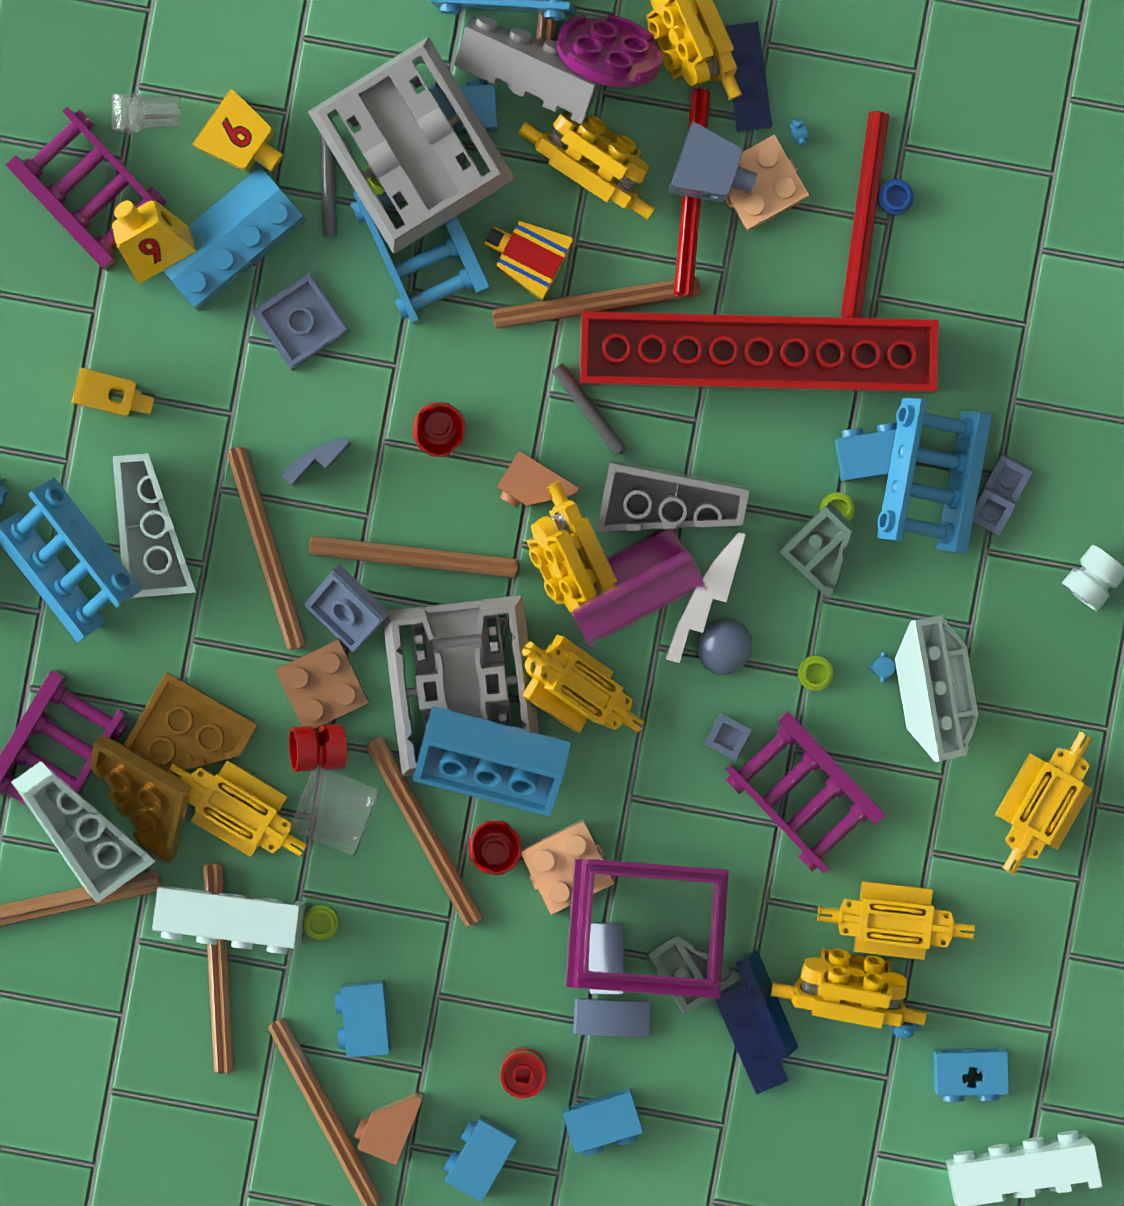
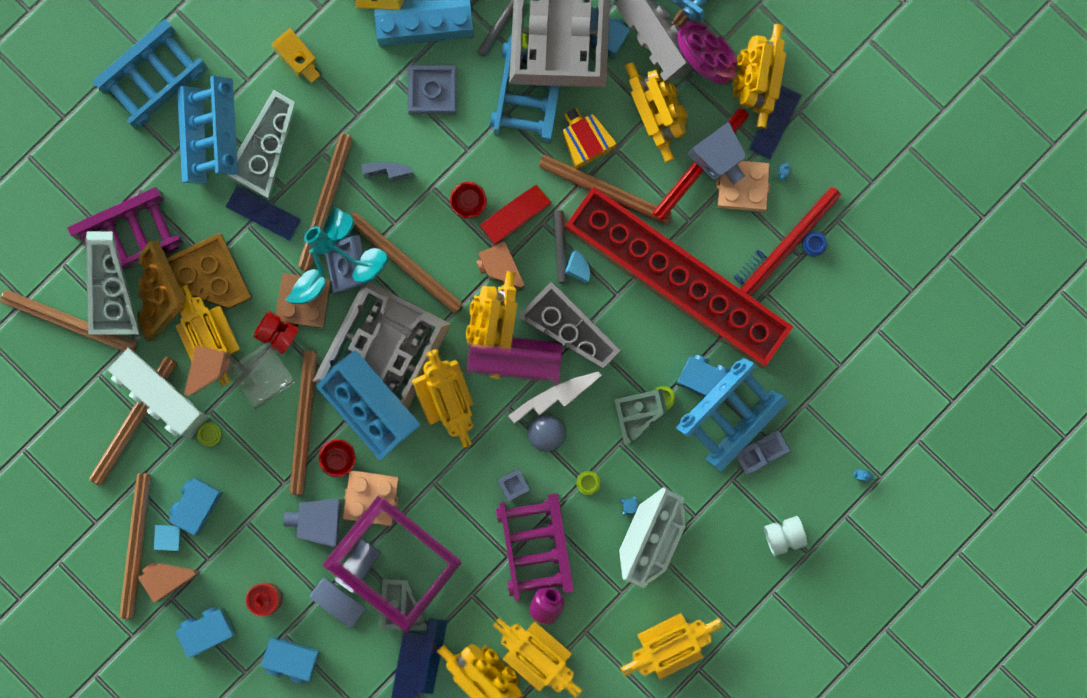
camera: 30 degrees right, 5 degrees down
(200, 612) = (263, 213): none -> clear blue tile
(269, 847) = (206, 368): none -> nougat slope
(305, 570) = (322, 242): none -> teal plant
(356, 1078) = (167, 537): none -> medium azure tile
(508, 408) = (515, 215): none -> red slope
(522, 938) = (316, 521): none -> sand blue torso
(628, 420) = (578, 267): none -> medium azure tile
(841, 254) = (742, 282): none -> piece
(865, 854) = (546, 606): none -> magenta head

